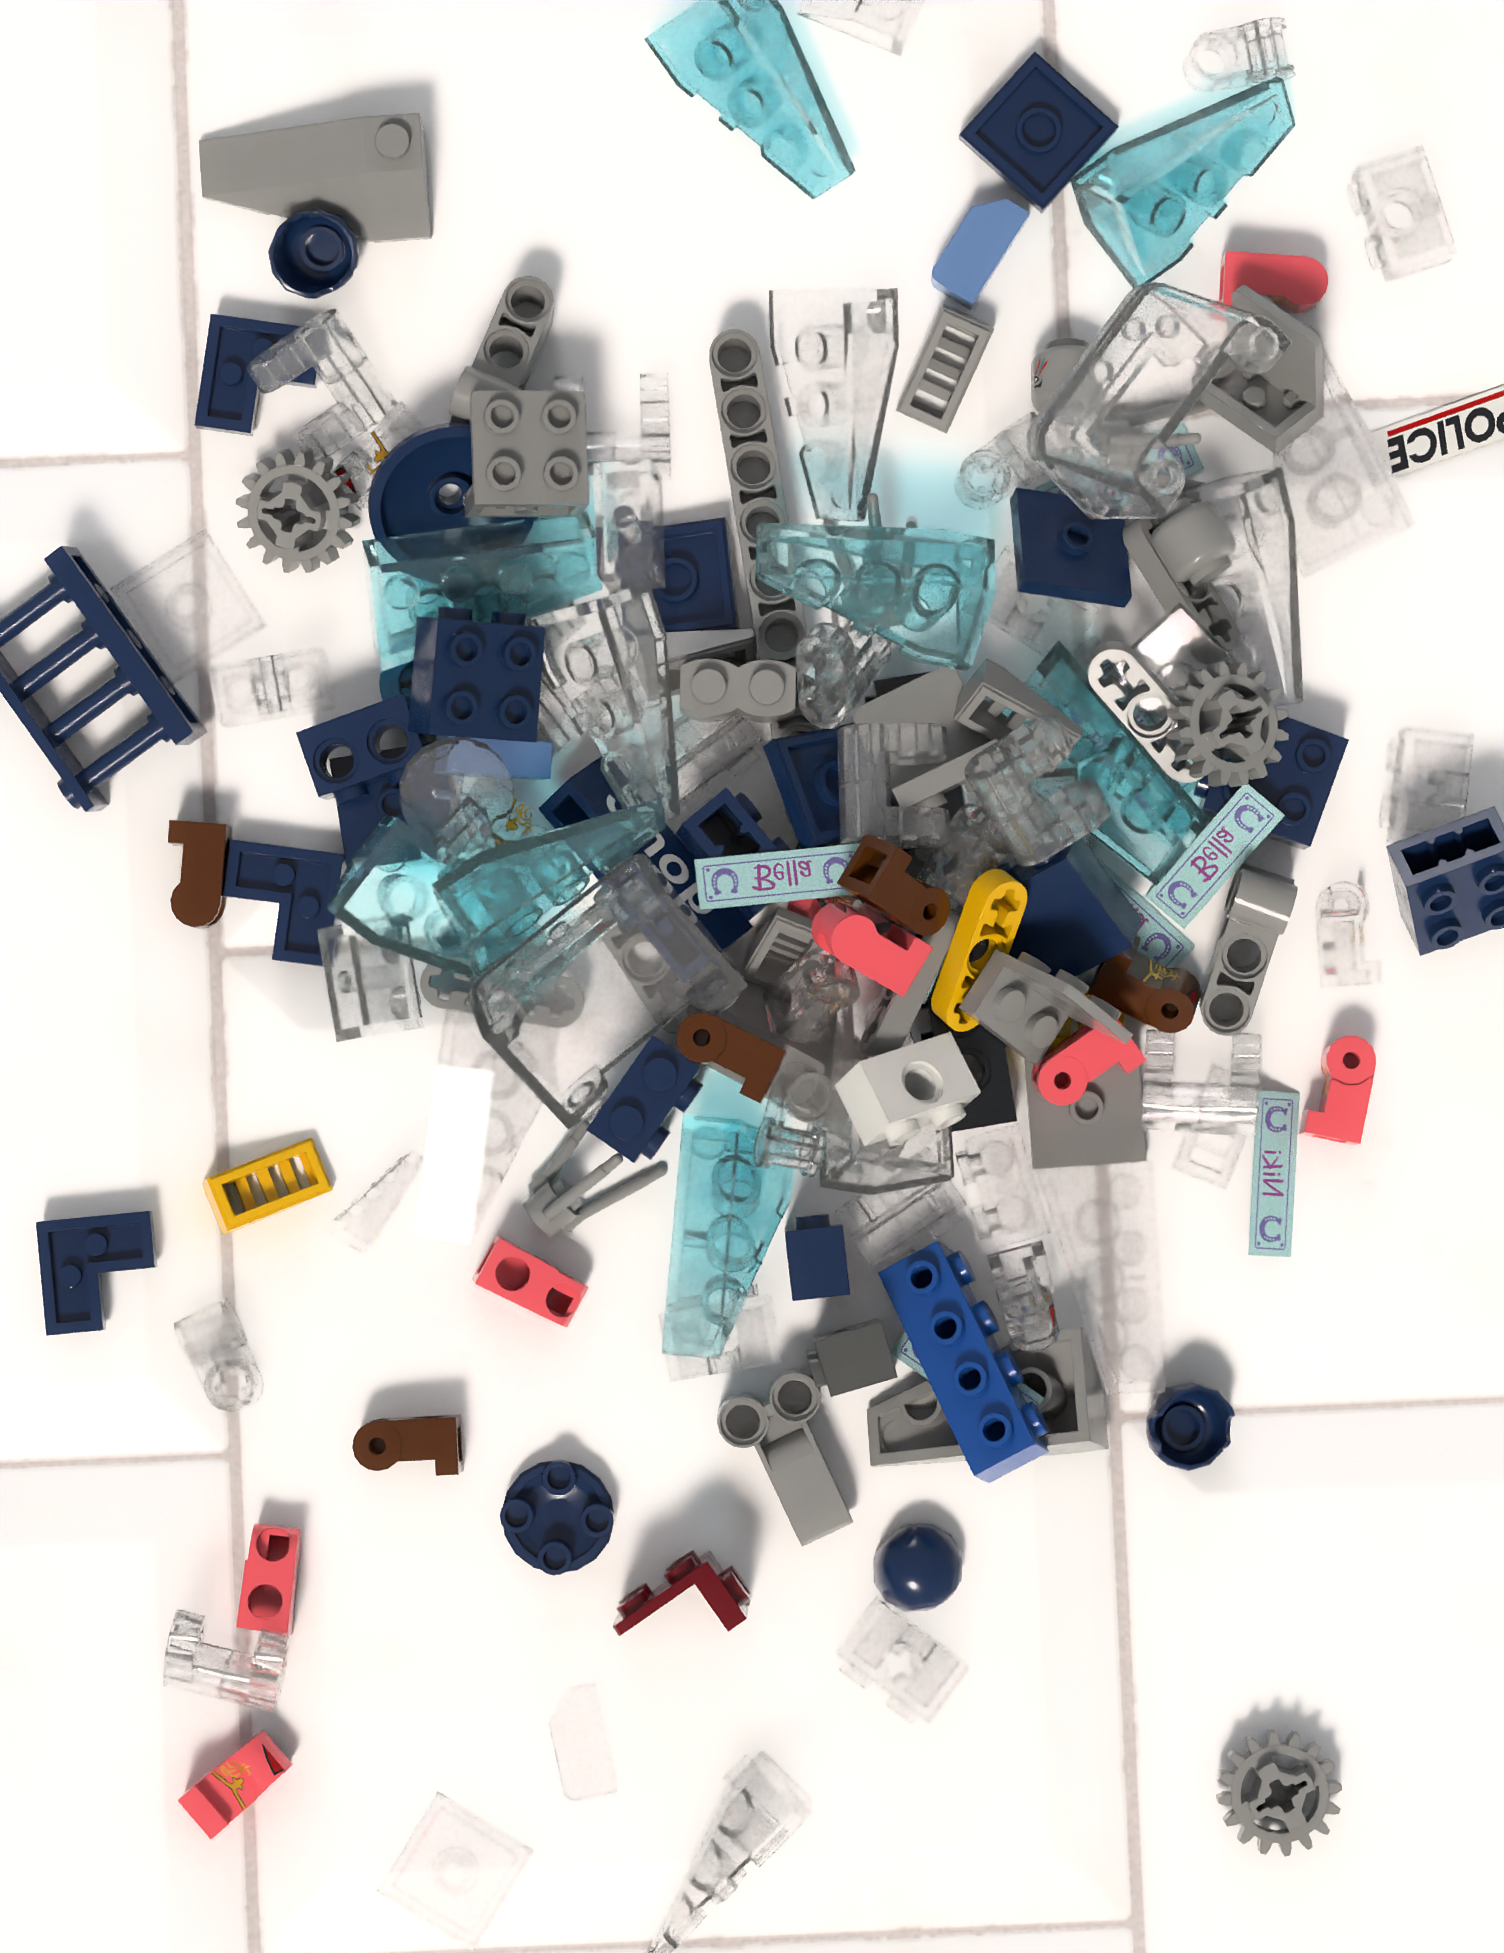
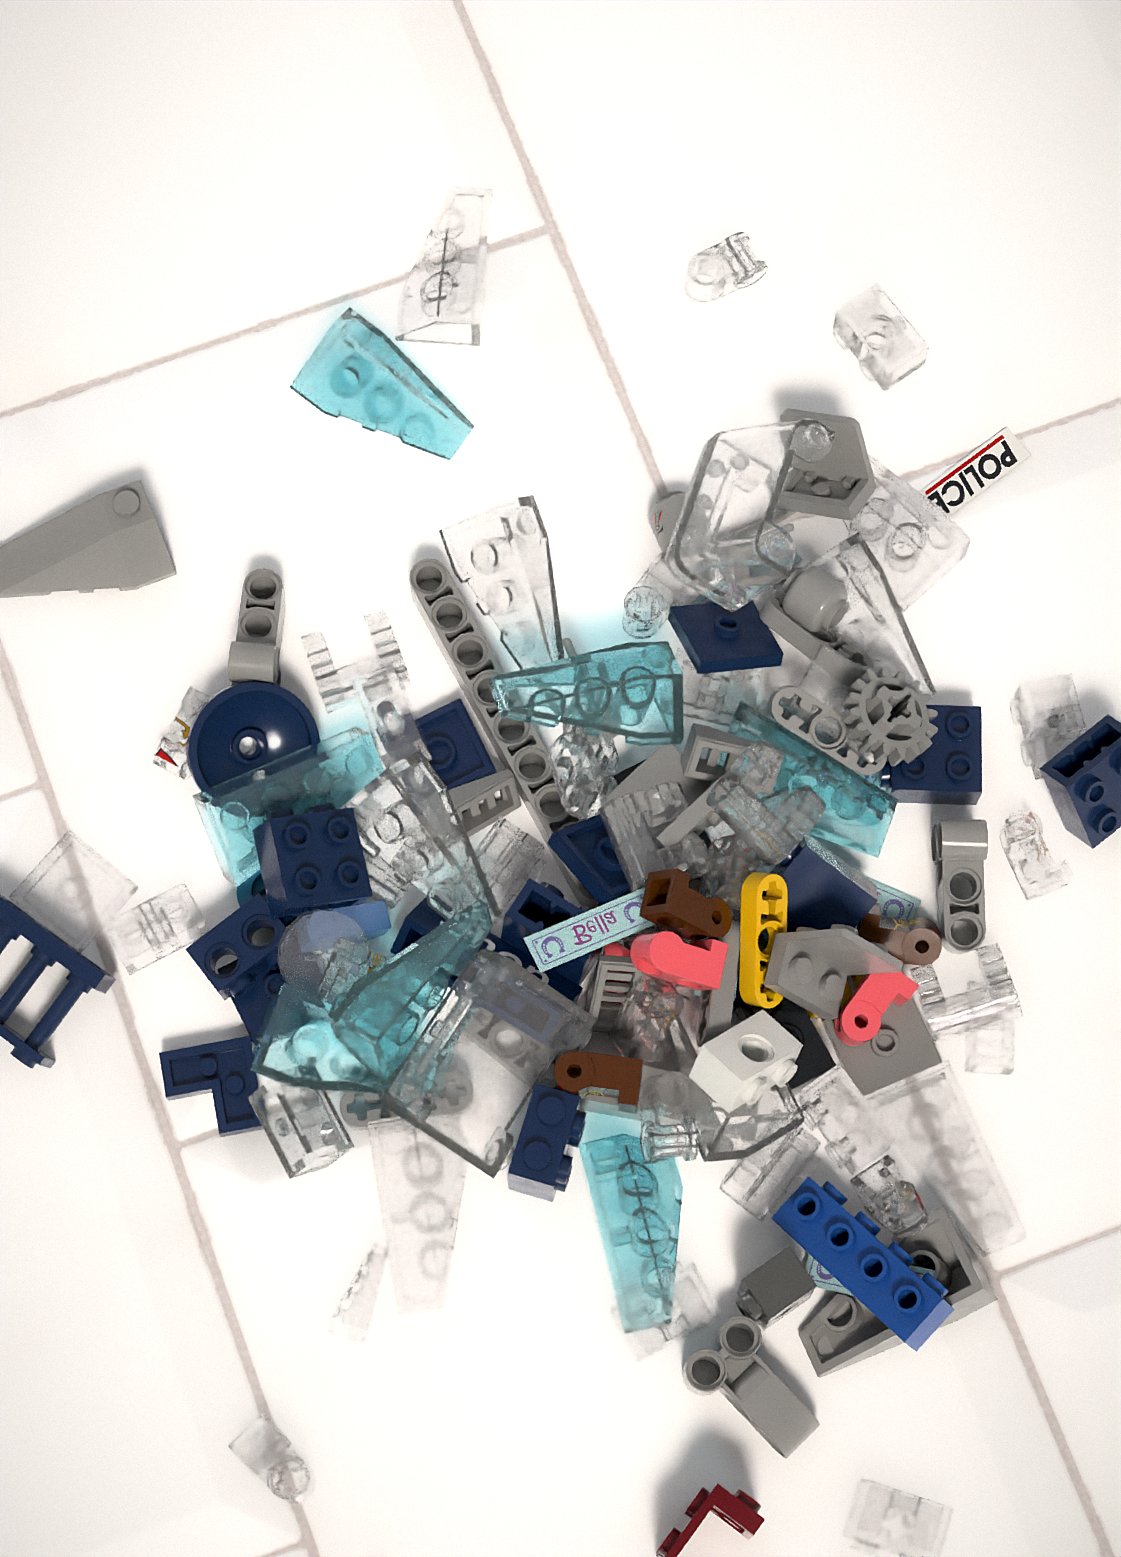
camera: 20 degrees left, 15 degrees down
(76, 1254) = (132, 1420): dark blue plate -> none
(199, 895) = (146, 1101): reddish brown leg -> none
(221, 1205) = (238, 1342): yellow slope -> none
(227, 390) = (61, 694): dark blue plate -> none
(314, 253) = (91, 605): dark blue hair -> none
(316, 495) = (135, 775): light grey gear -> none
(344, 369) = (141, 680): clear connector -> none
(416, 1438) = (432, 1482): reddish brown leg -> none
(528, 454) = (299, 690): light grey bracket -> none
(529, 1282) = (501, 1318): coral leg -> none
(557, 1204) = (501, 1252): light grey plant -> none
(557, 1516) = (584, 1500): dark blue dish -> none
(720, 690) = (503, 812): light grey brick -> none
(816, 1258) = (720, 1222): dark blue brick -> none
(918, 1567) = (883, 1445): dark blue hair -> none
(961, 322) = (594, 510): light grey slope -> none
(977, 250) = (582, 456): medium blue piece -> none
(1038, 132) = (597, 363): dark blue plate -> none
(1163, 186) = (701, 371): clear light blue wedge -> none
(1189, 1425) = (1053, 1259): dark blue hair -> none
(1215, 855) = (913, 823): clear light blue sticker -> none
(1274, 1175) = (1046, 1051): clear light blue sticker -> none
(1289, 280) = (816, 398): coral leg -> none
(1346, 1093) = (1076, 969): coral leg -> none

